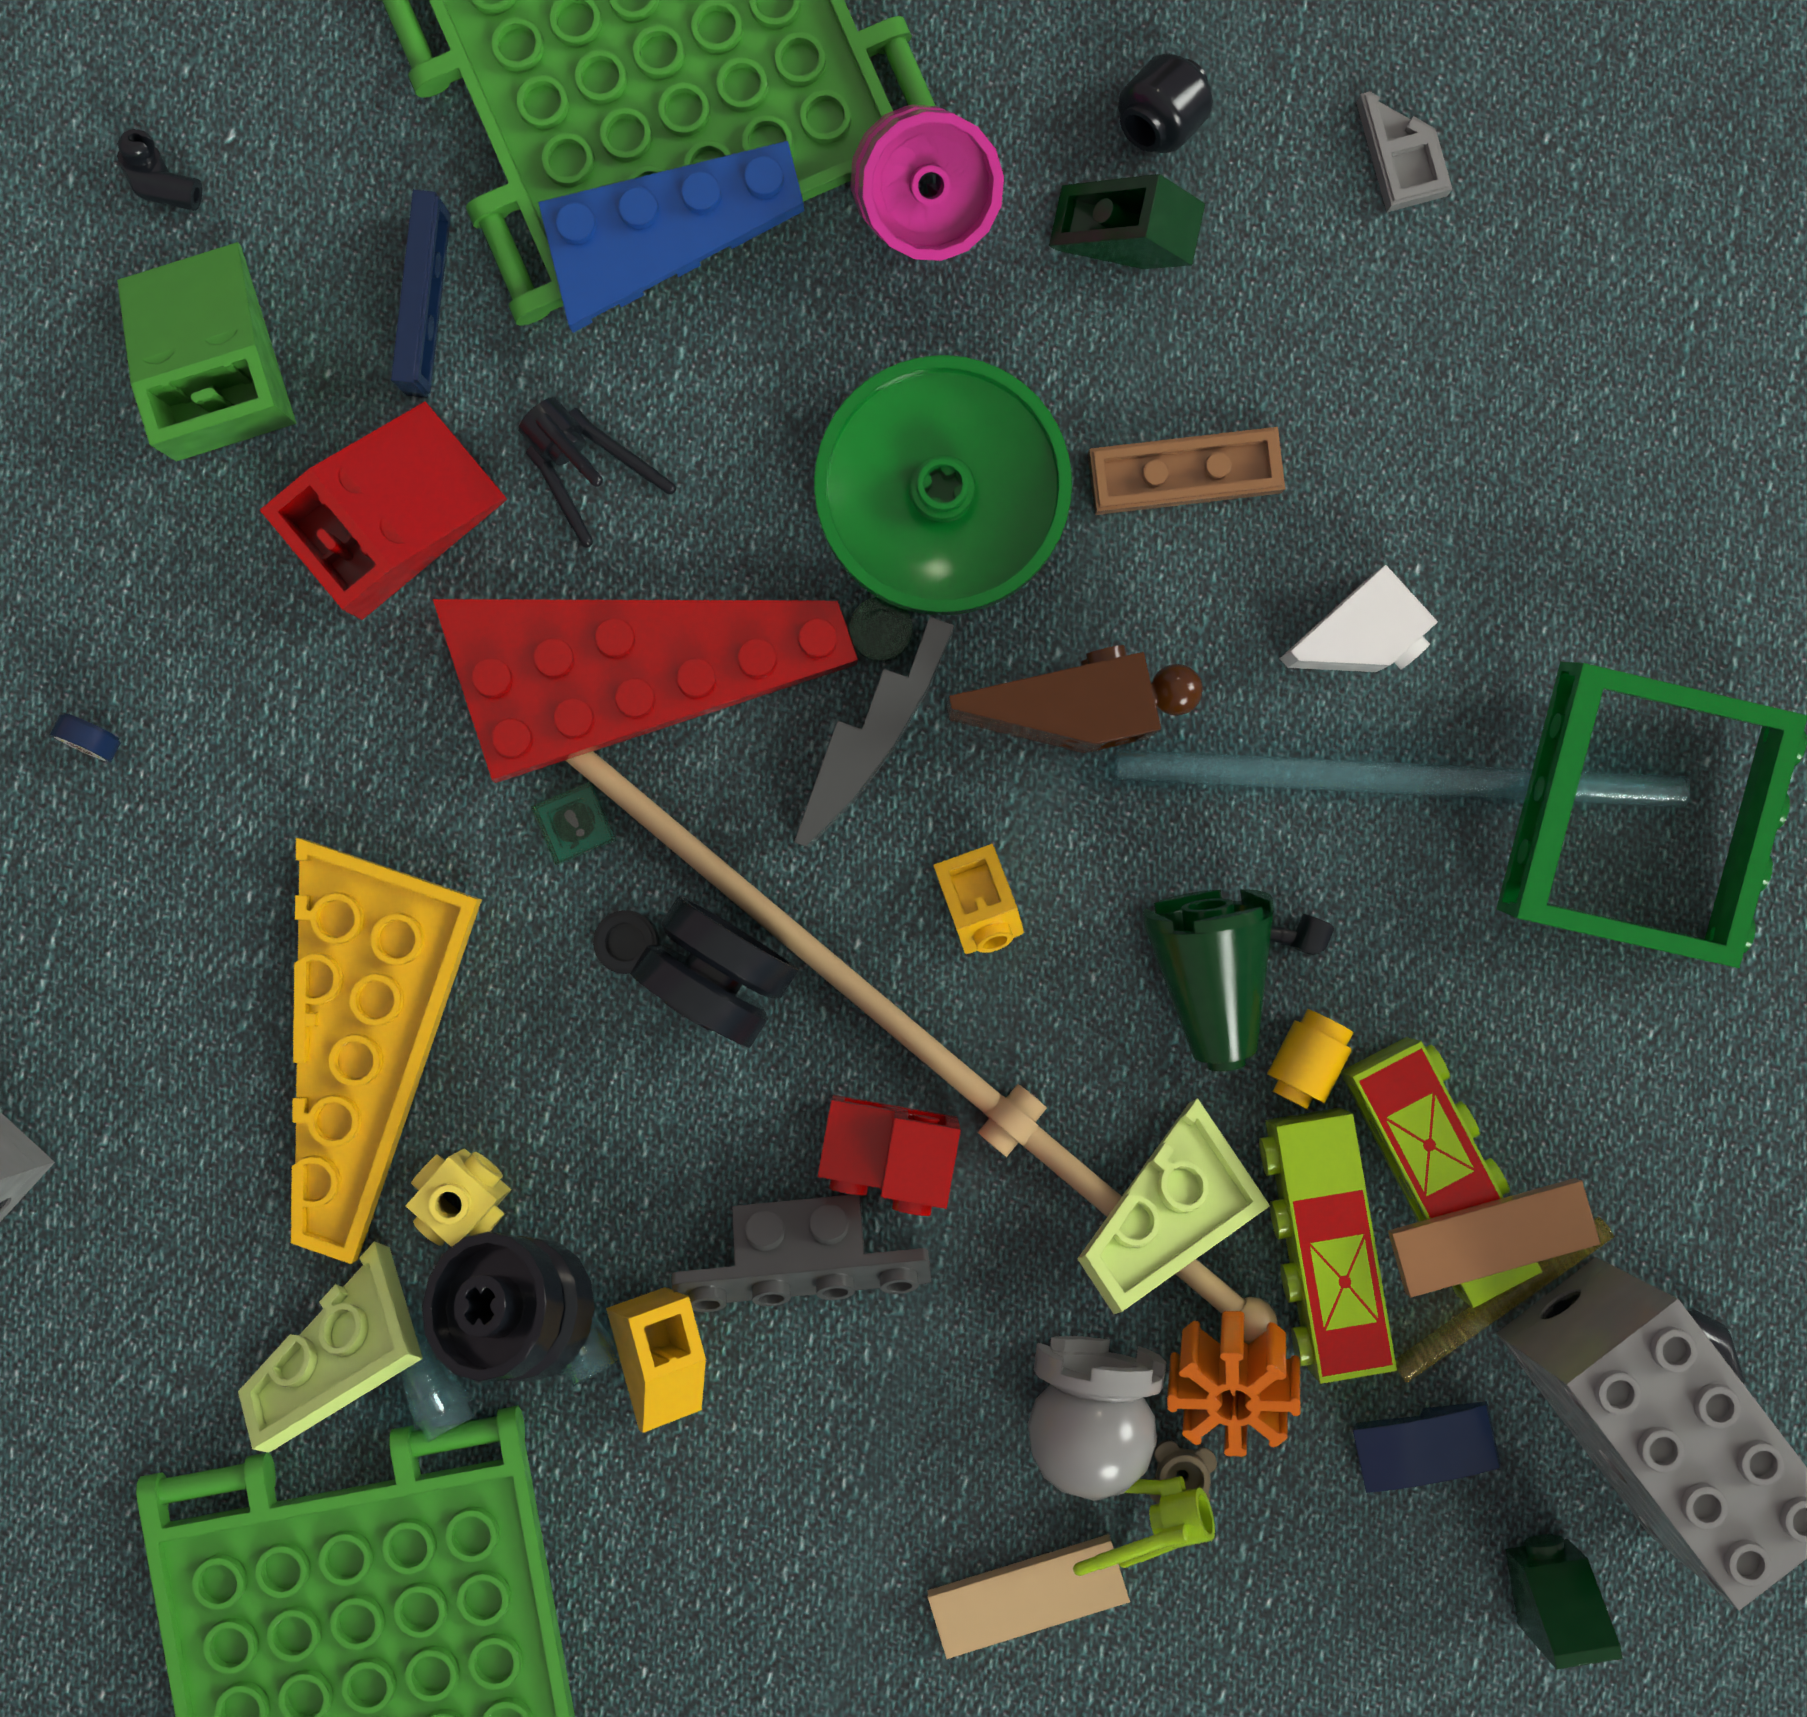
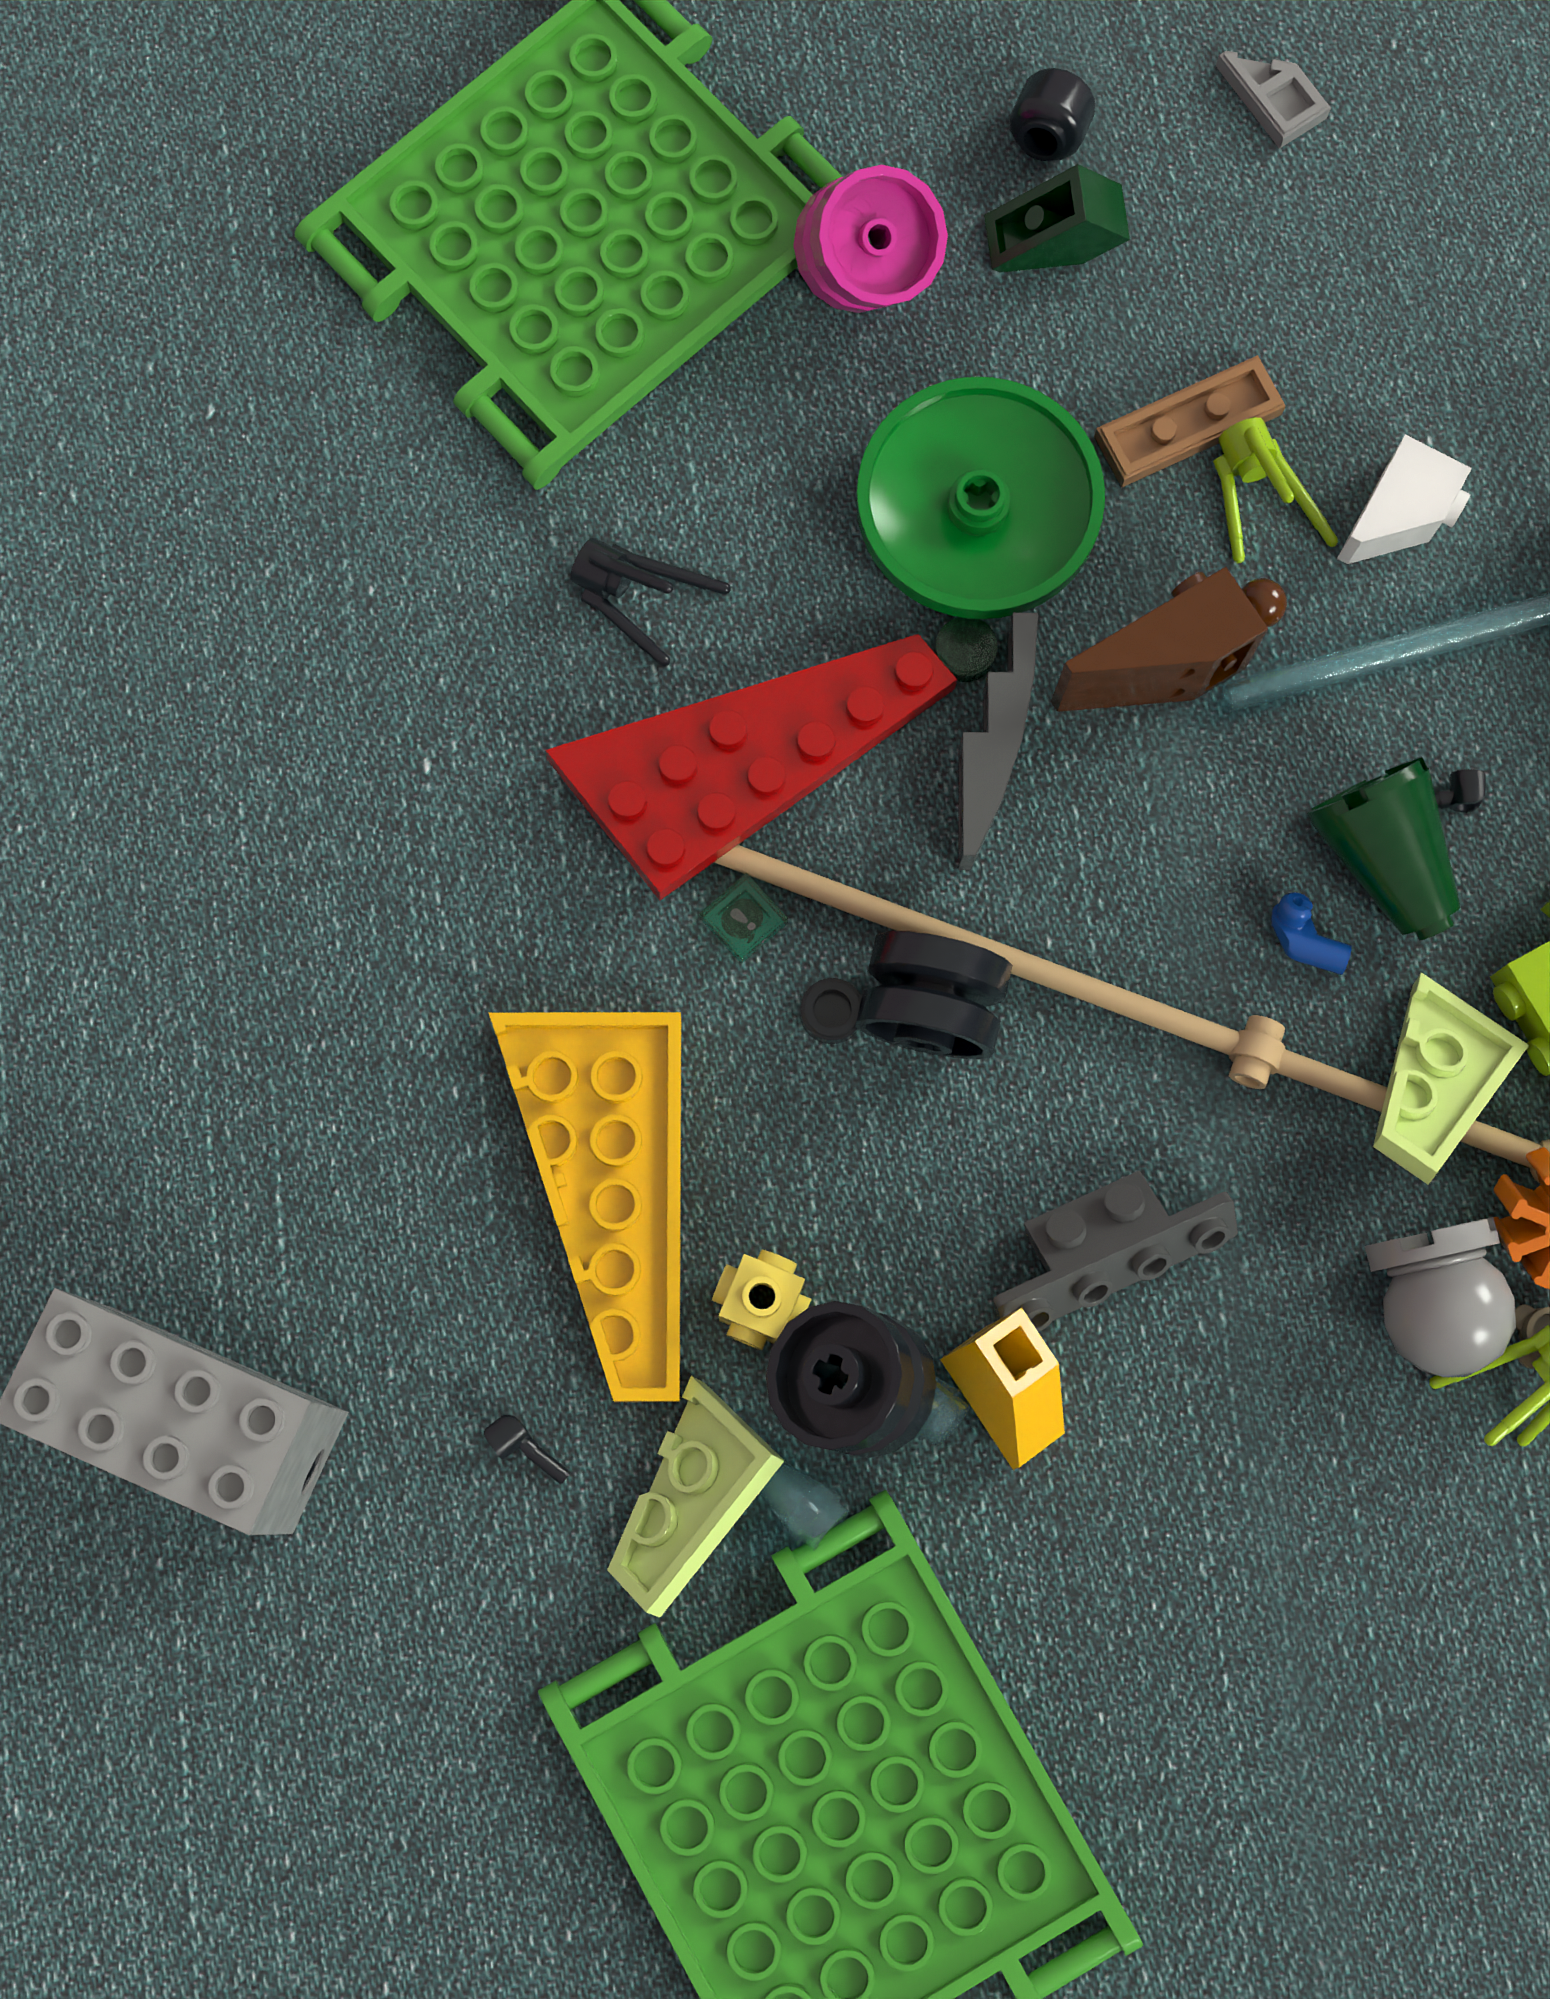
camera: 20 degrees left, 10 degrees down
(85, 737) = (254, 988): dark blue tile -> none
(150, 176) = (149, 466): black arm -> none
(195, 1236) = (509, 1434): none -> black hand
(201, 354) = (255, 603): bright green slope -> none
(383, 508) = (470, 687): red slope -> none
(421, 294) = (440, 487): dark blue tile -> none
(646, 229) = (629, 363): blue wing -> none
(891, 1149) = (1173, 1108): red brick -> none
(979, 900) = (1151, 858): yellow bracket -> none
(1024, 1598) = (1444, 1506): tan tile -> none
(1097, 1025) = (1300, 939): none -> blue arm
(1233, 530) = (1253, 456): none -> lime plant
(1310, 1059) = (1511, 899): yellow brick -> none

